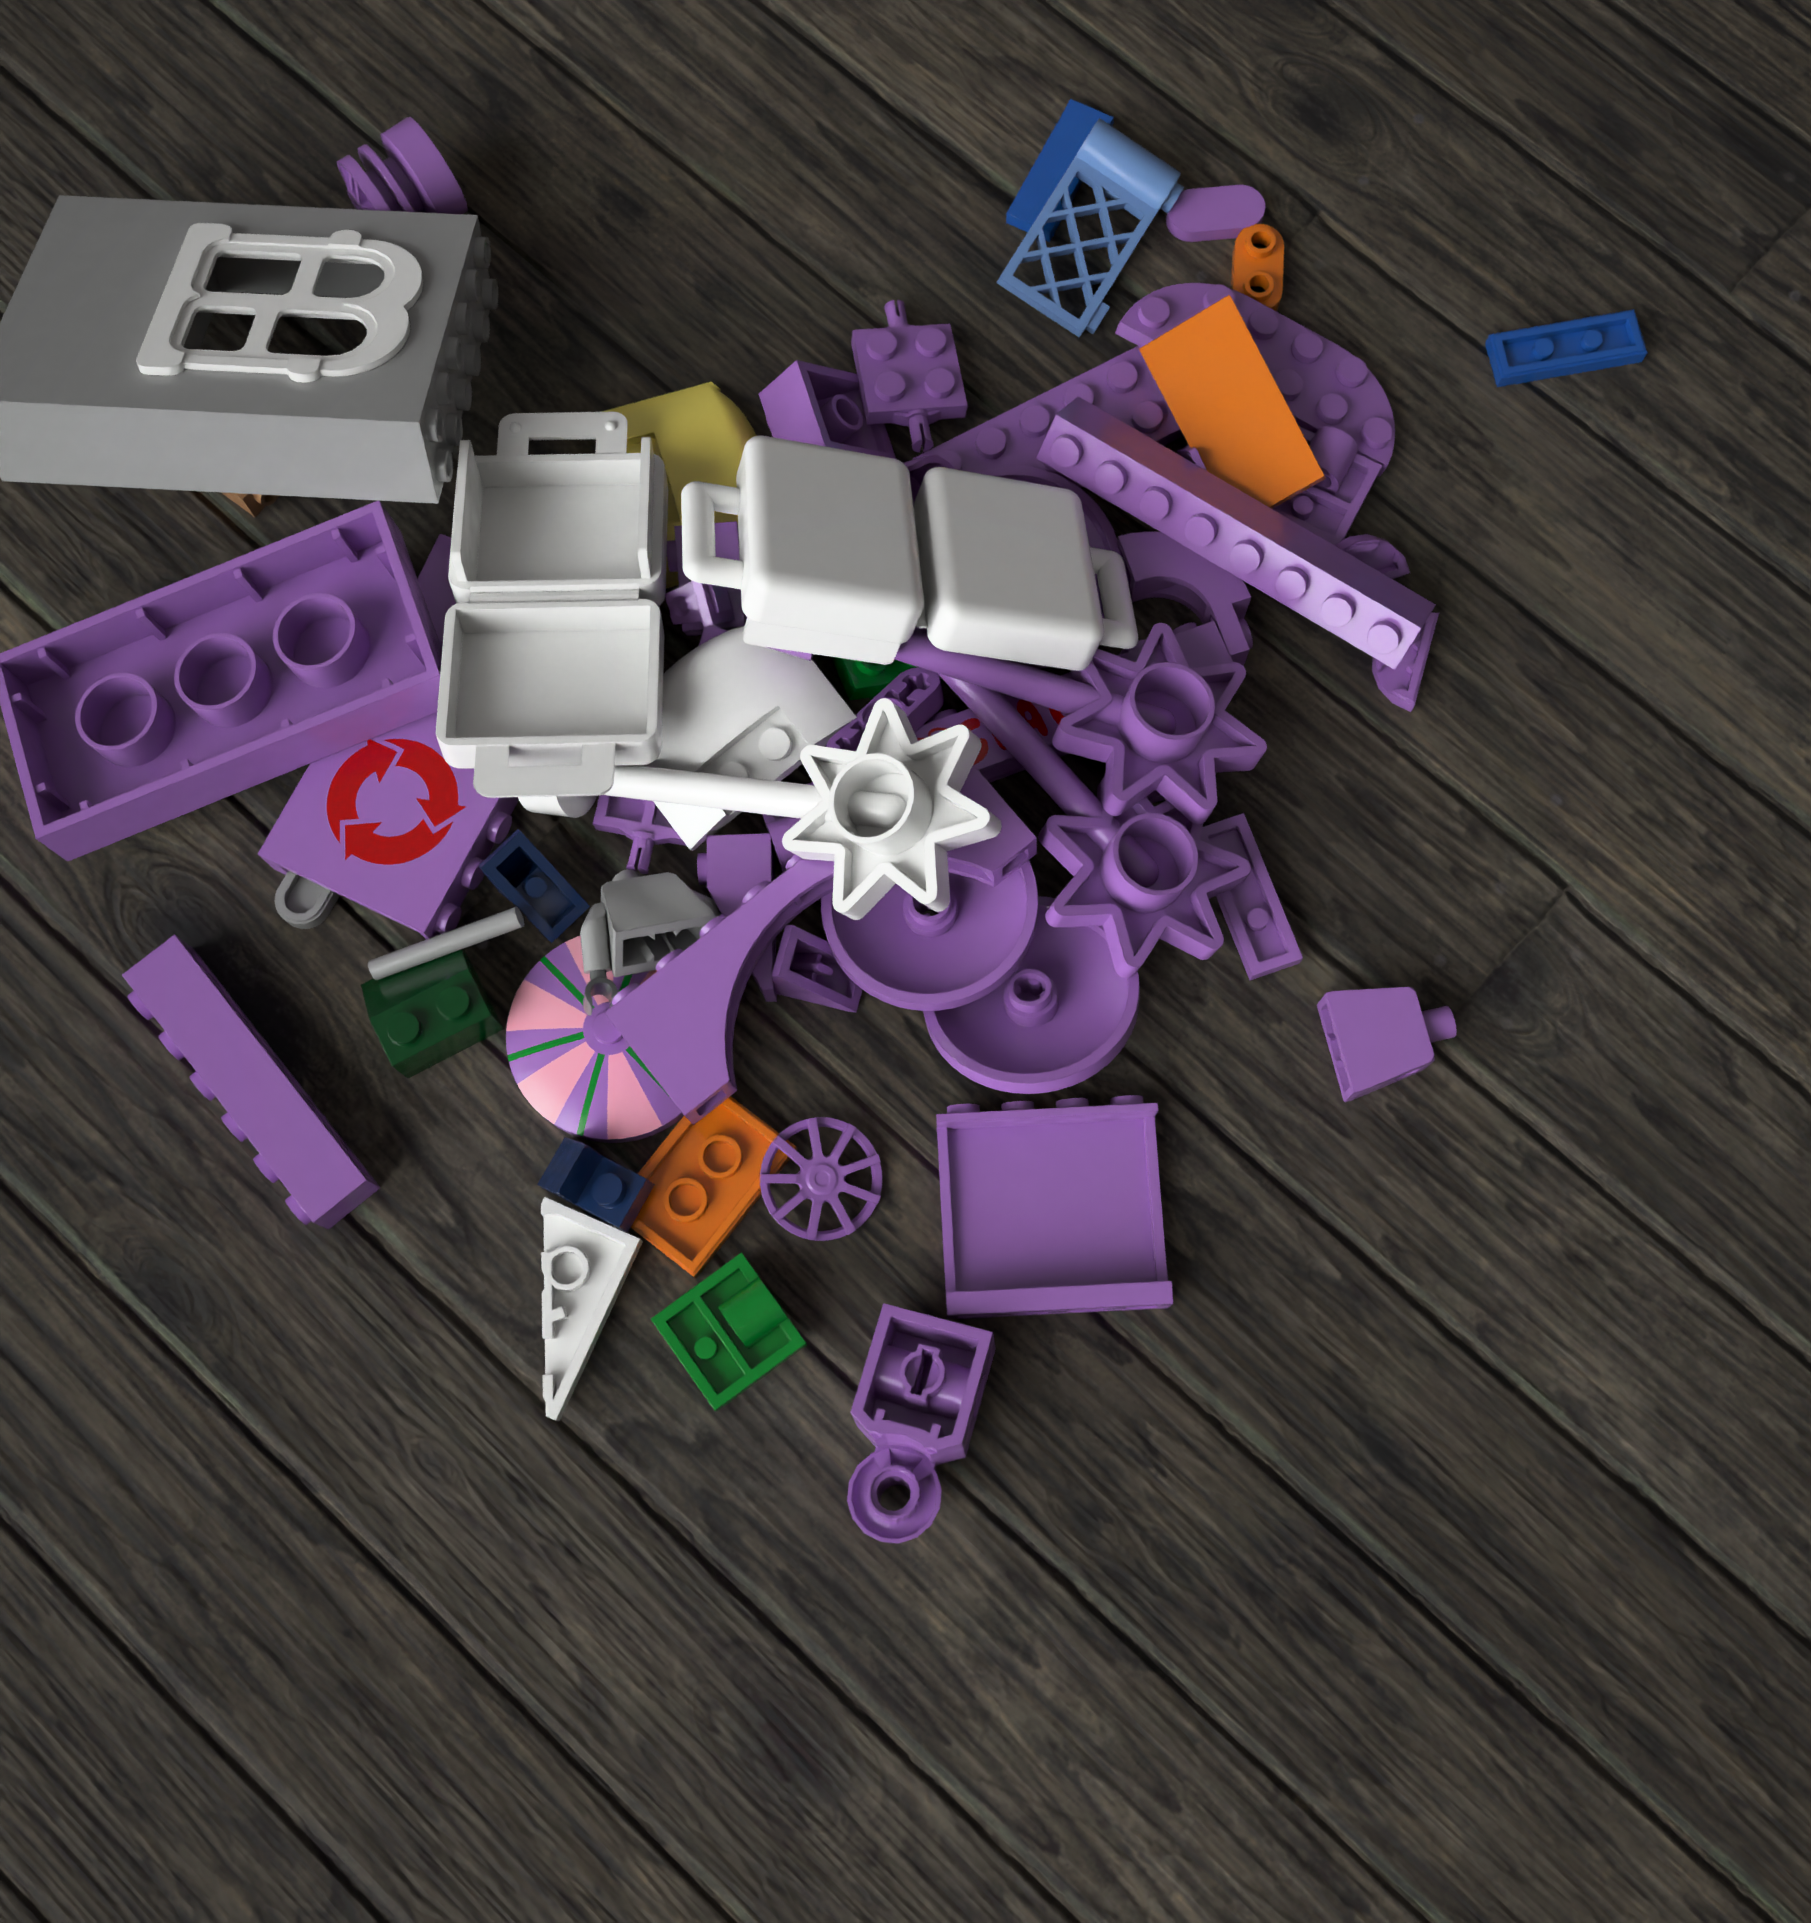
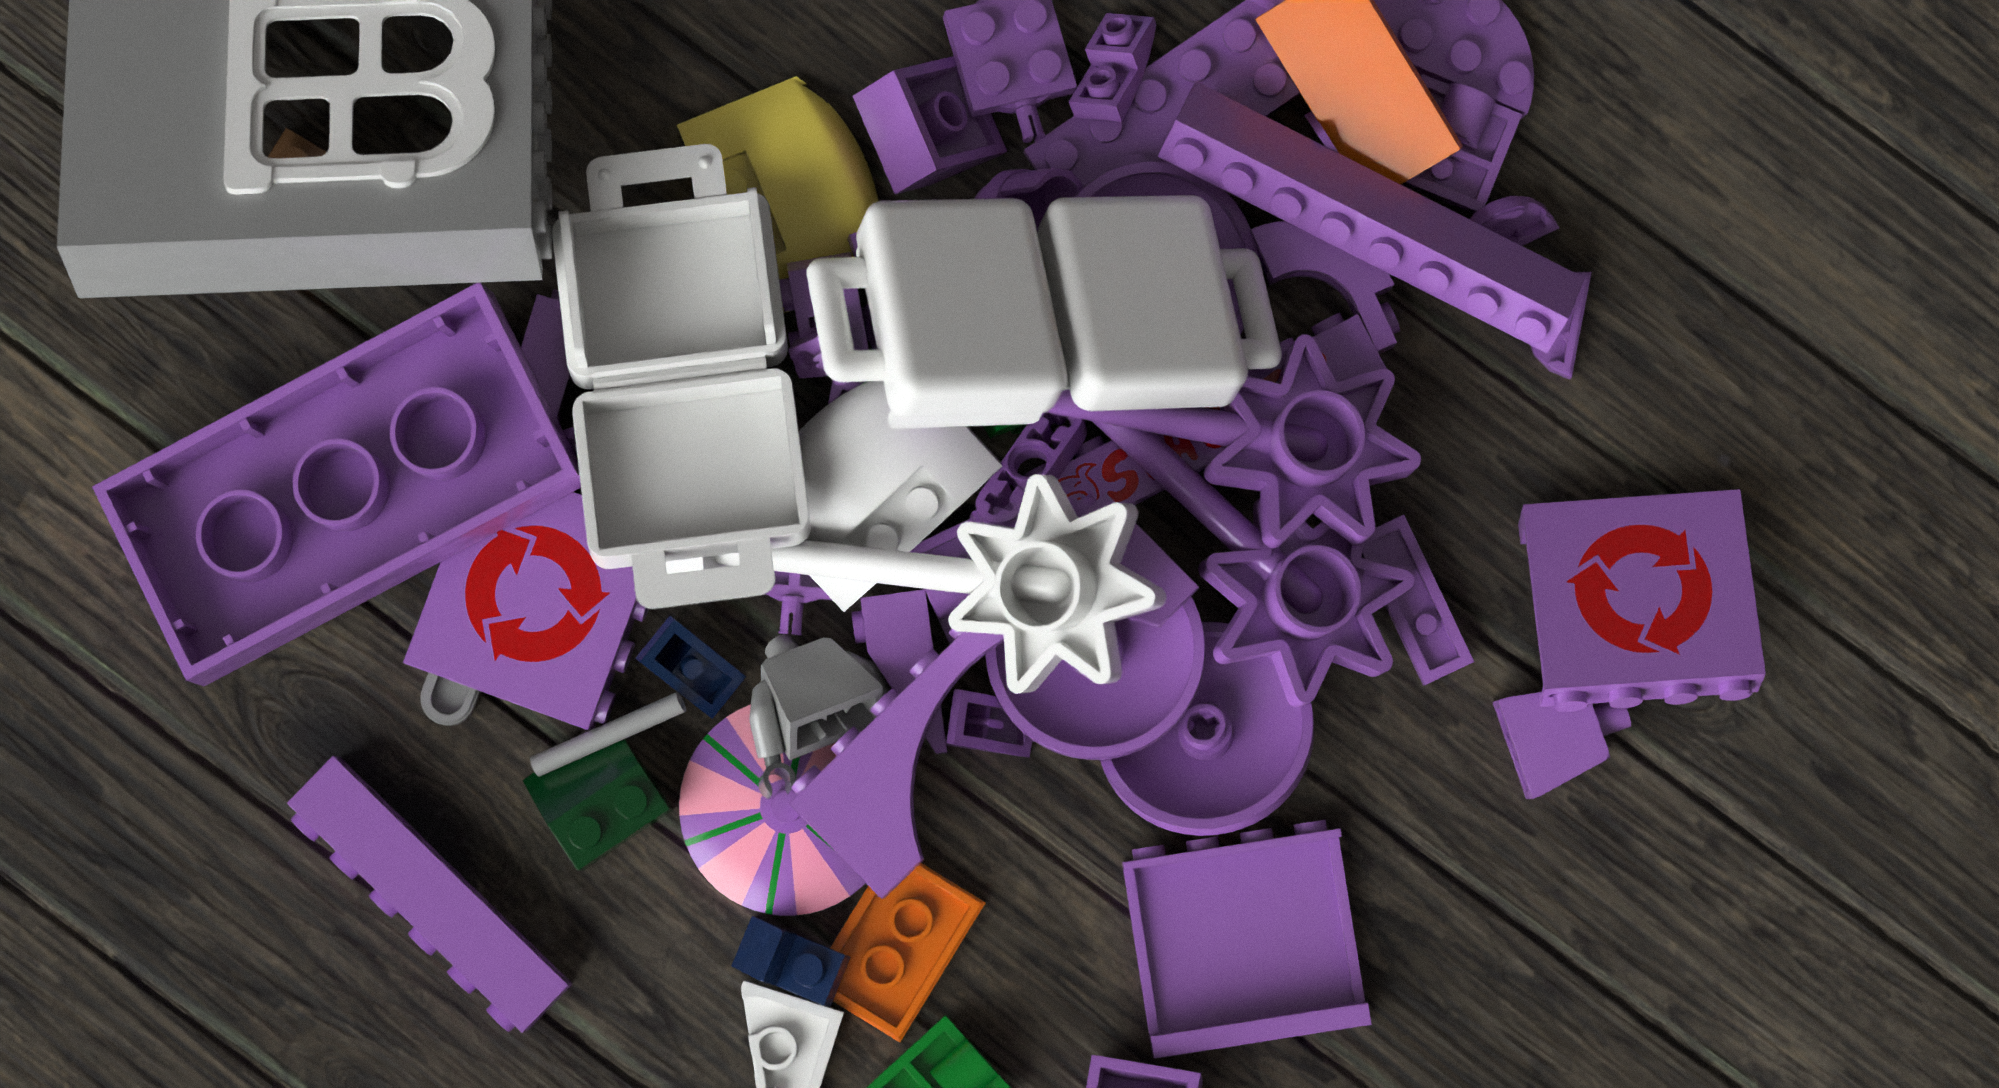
camera: 15 degrees left, 10 degrees up
(821, 1178) = (1014, 932): medium lavender wheel -> none
(1005, 393) = (1117, 65): none -> medium lavender slope
(1478, 910) = (1643, 599): none -> medium lavender panel

